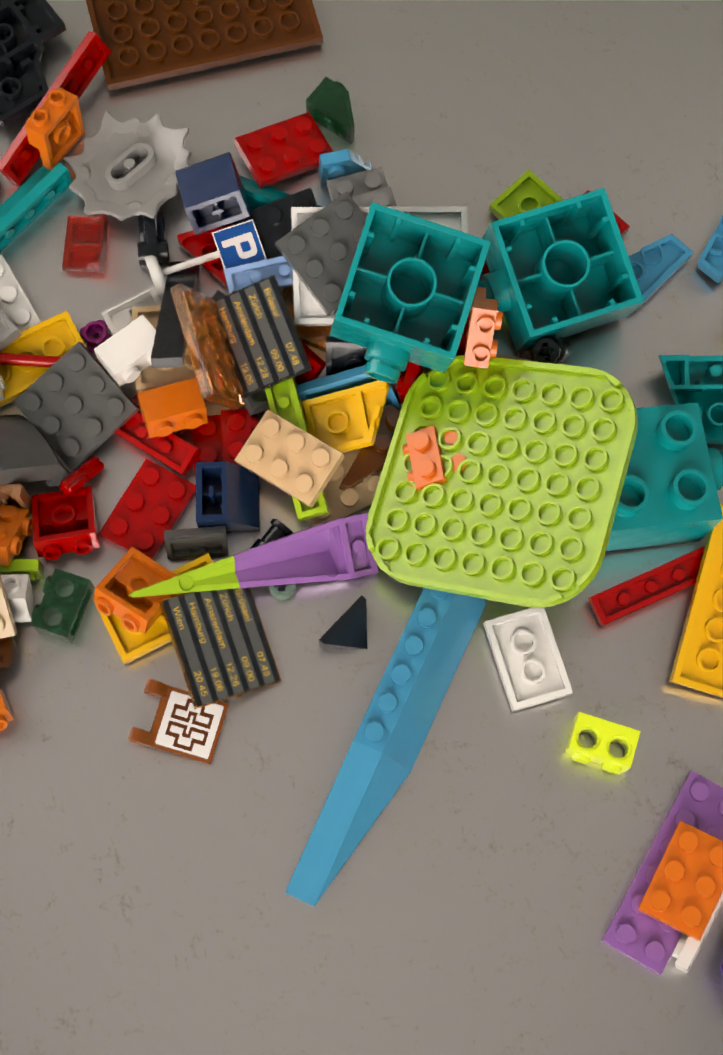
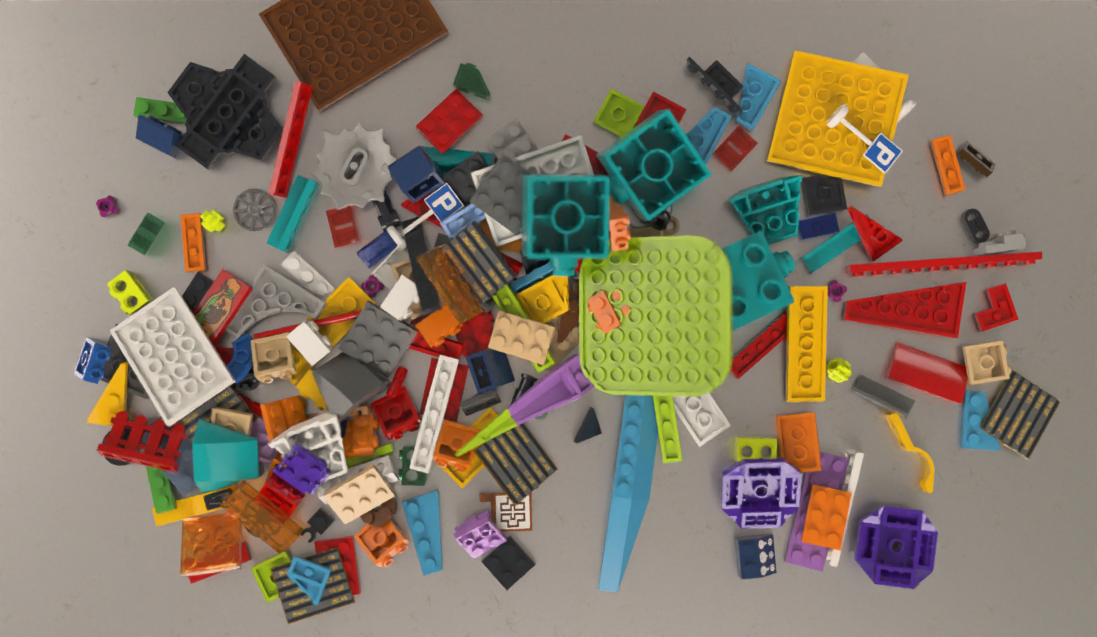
camera: 20 degrees left, 15 degrees up
(45, 708) = (425, 528): none -> dark azure wing
(55, 127) = (297, 155): orange plate -> none
(119, 532) = (434, 414): none -> white plate
(121, 286) = (377, 249): none -> clear blue plate
(125, 741) = (479, 534): none -> medium lavender plate
(155, 803) = (508, 562): none -> black plate
(340, 164) = (488, 129): dark azure wing -> none
(472, 659) = (667, 428): none -> lime plate
(556, 914) = (755, 556): none -> dark blue slope
(600, 832) = (761, 492): none -> piece
(674, 751) = (799, 441): none -> orange plate
(688, 203) = (720, 81): none -> black bracket
(697, 290) = (741, 141): none -> clear red piece

